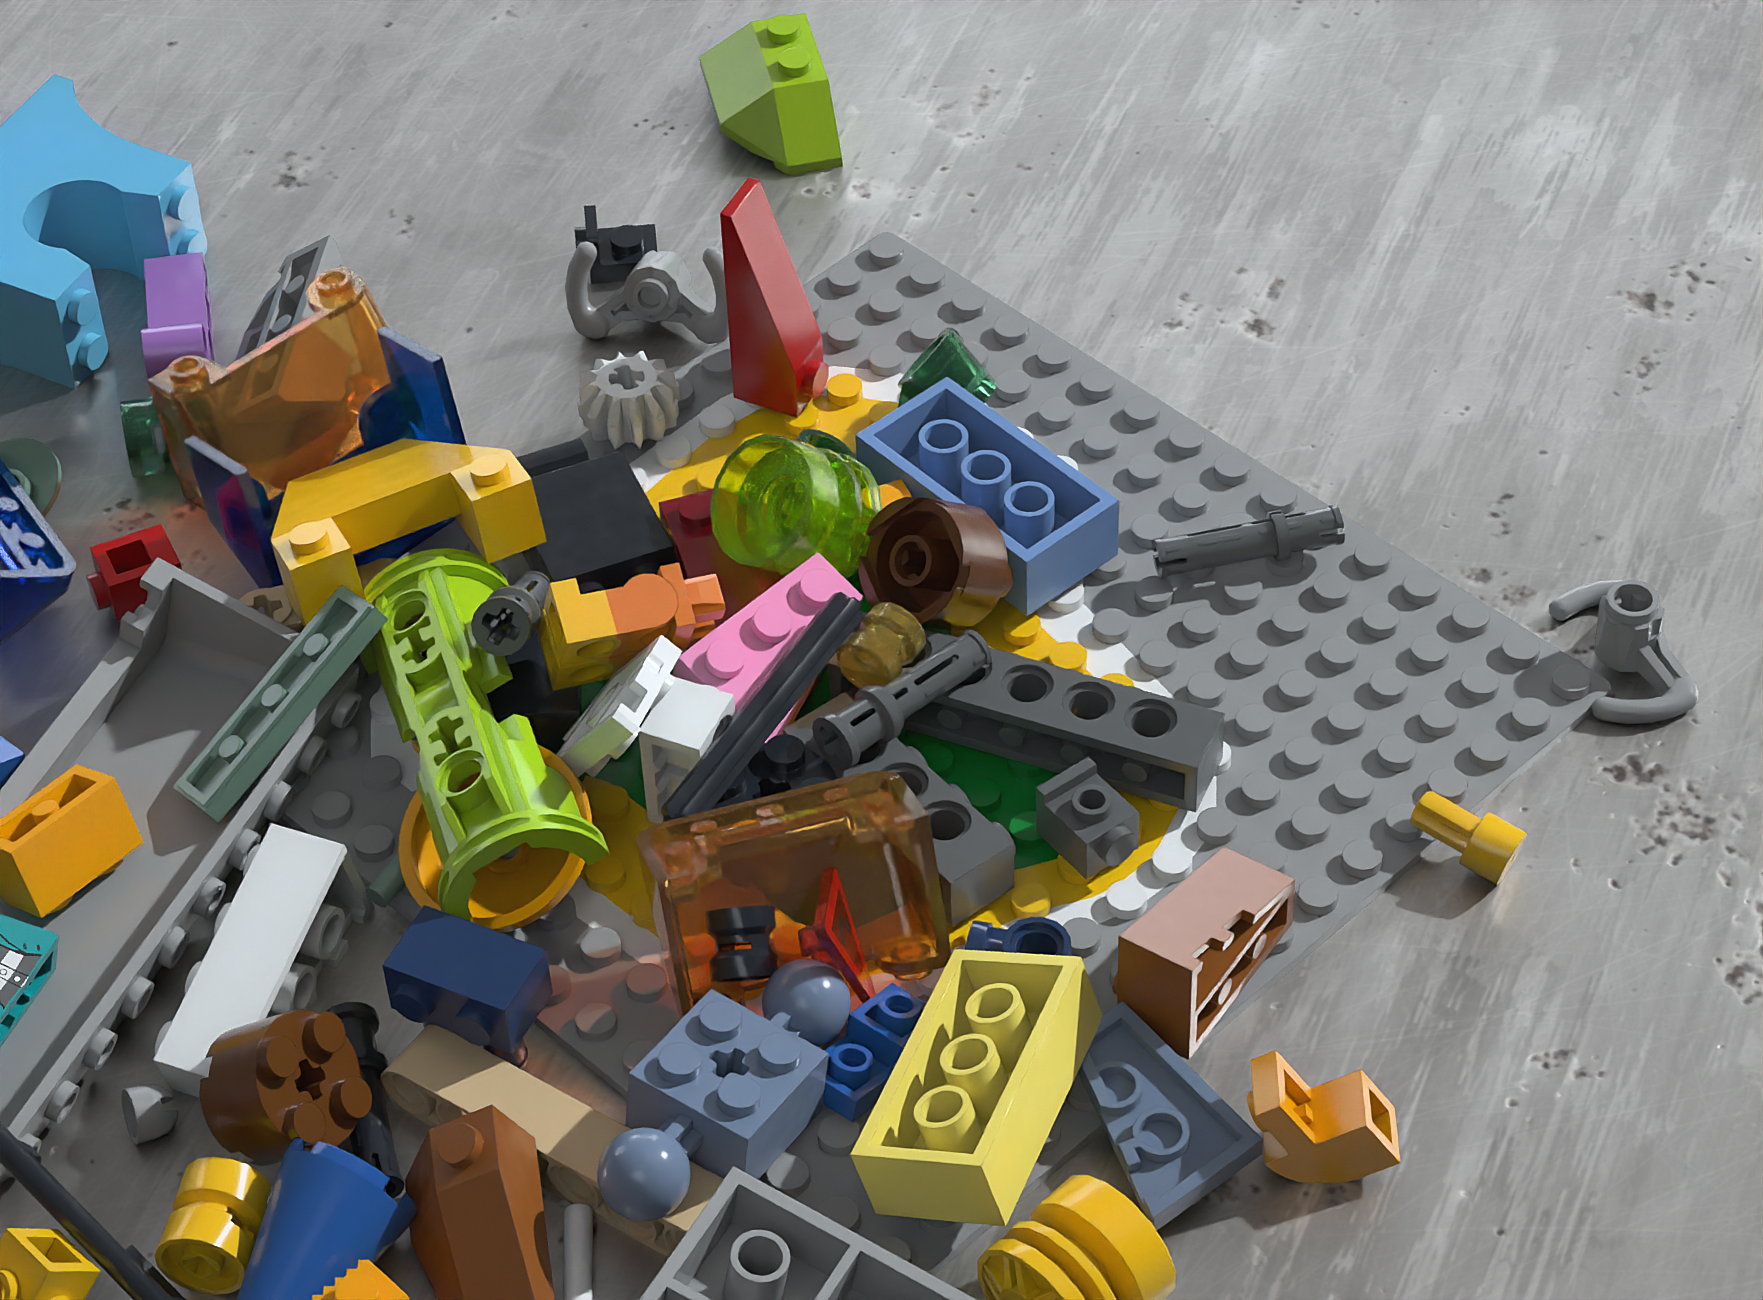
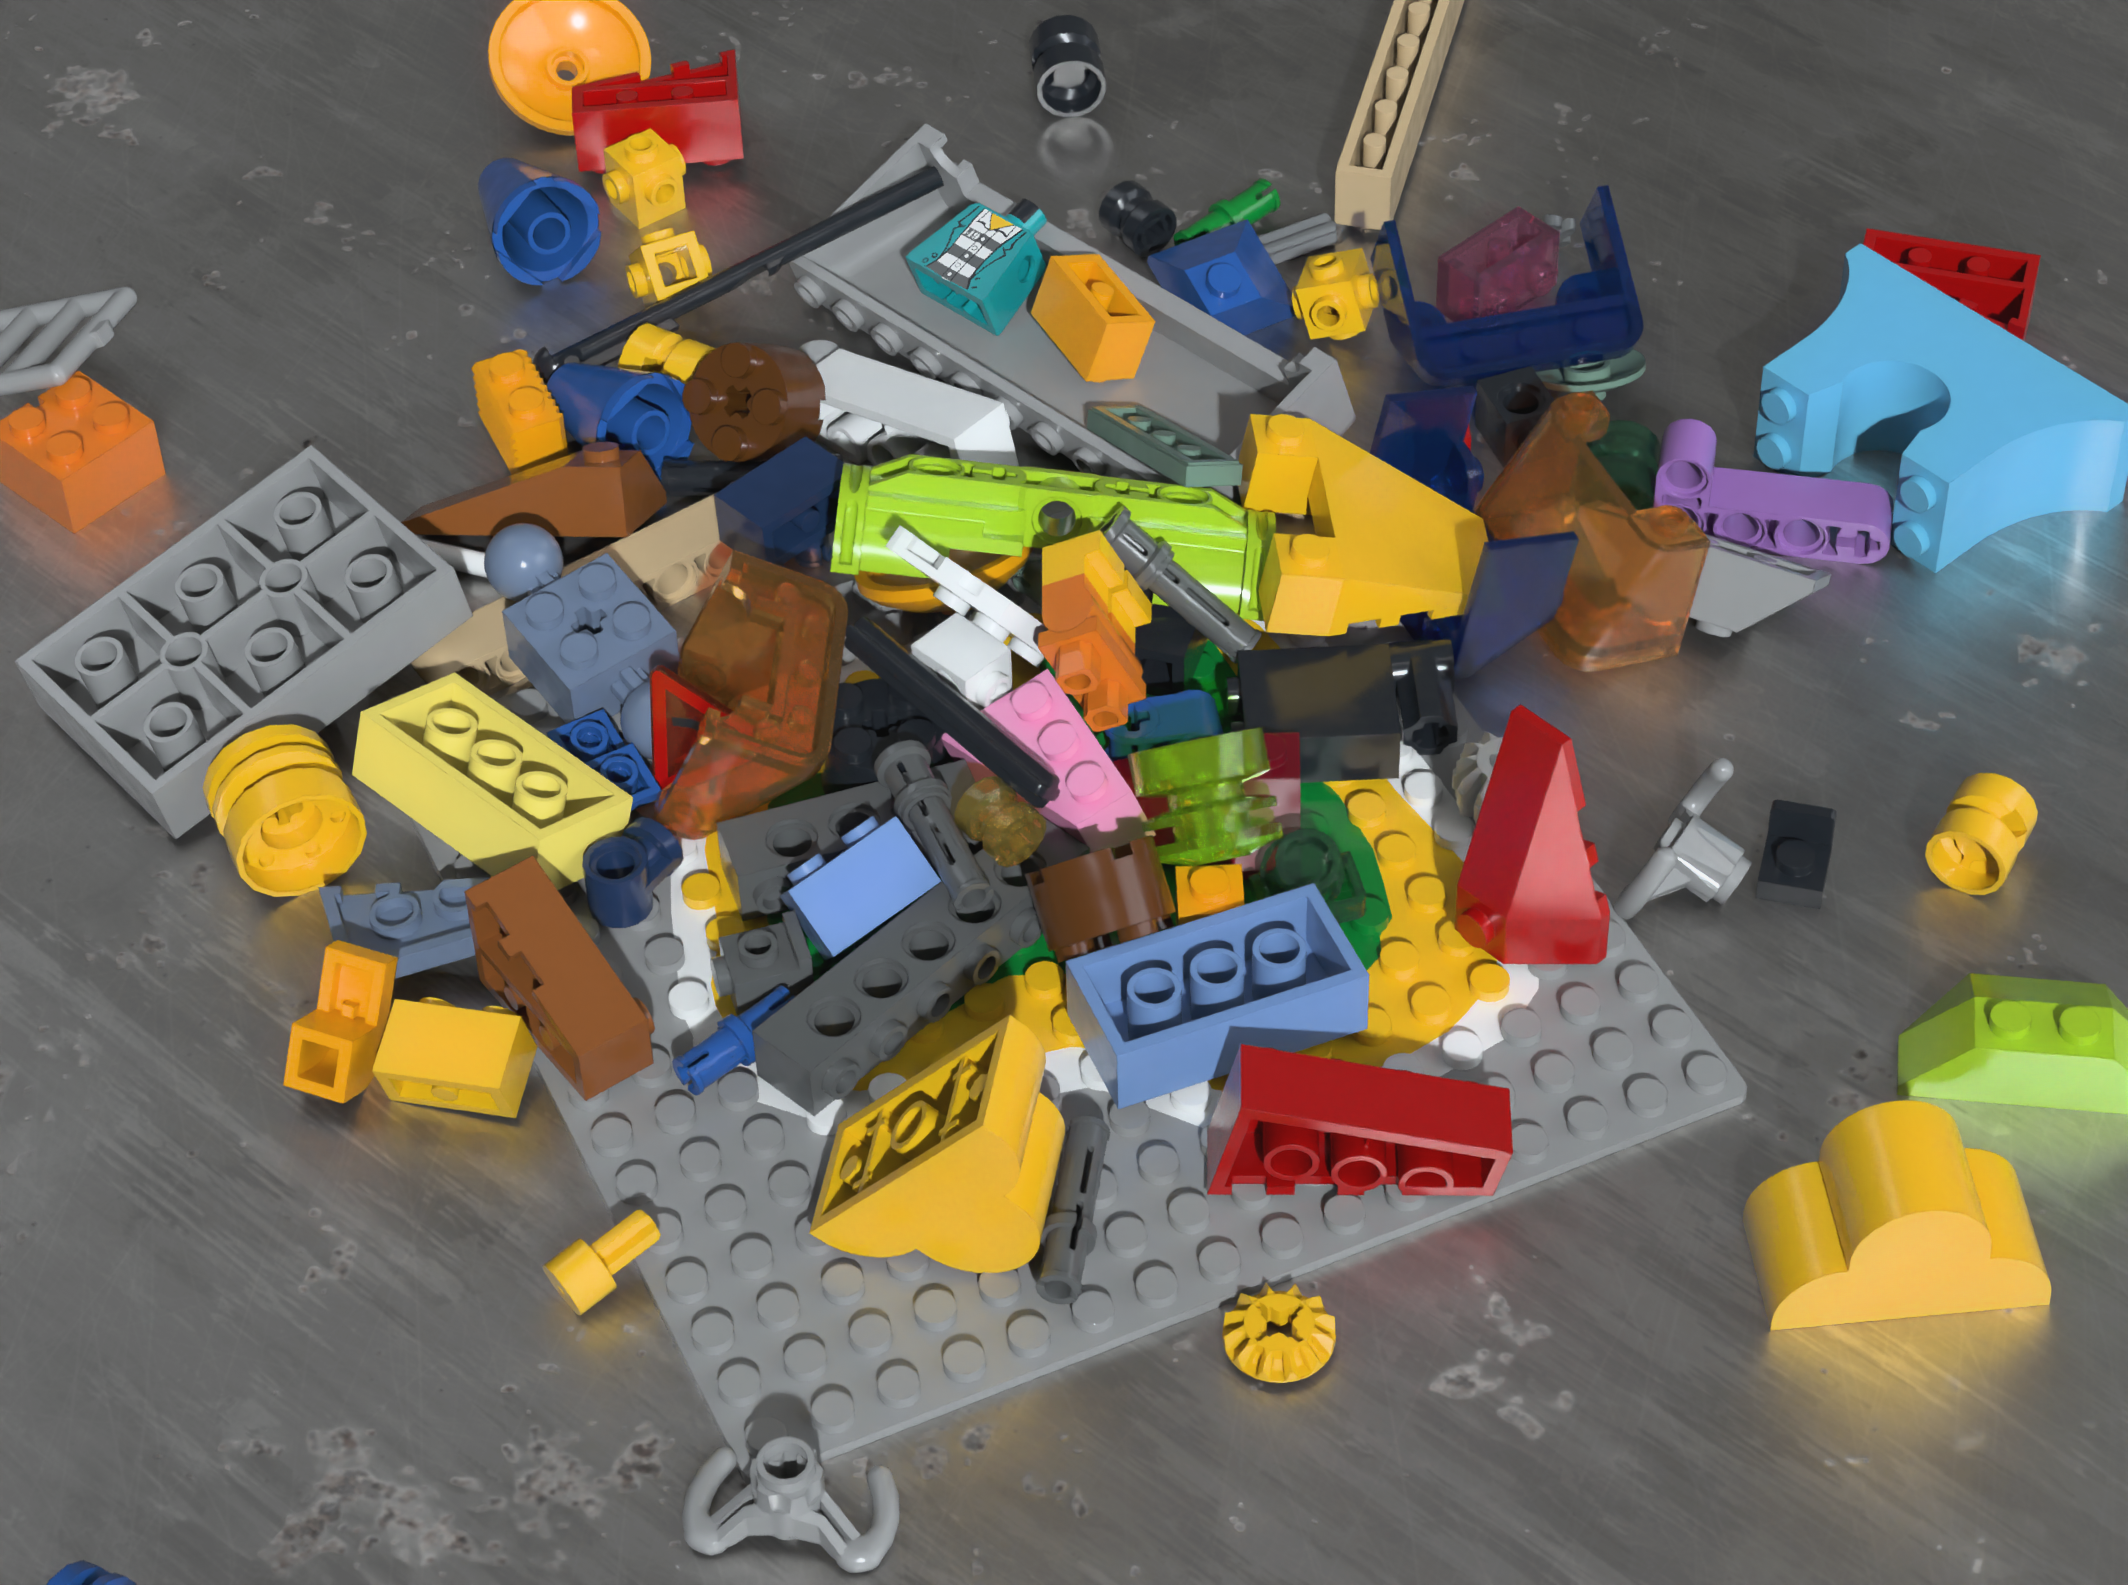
camera: 110 degrees right, 0 degrees up
(91, 516) = (1509, 409): none -> black brick
(560, 141) = (1981, 833): none -> yellow wheel
(741, 928) = (731, 671): black wheel -> none
(943, 359) = (1413, 1016): clear green piece -> none
(982, 752) = (858, 887): none -> medium blue brick
(1020, 110) = (1893, 1226): none -> yellow brick
(1094, 387) = (1355, 1127): none -> red wedge
(1183, 814) = (727, 1046): none -> blue pin
(1282, 573) = (950, 1160): none -> yellow brick
(1289, 437) = (1279, 1357): none -> yellow gear
(1308, 1010) = (455, 1057): none -> yellow brick

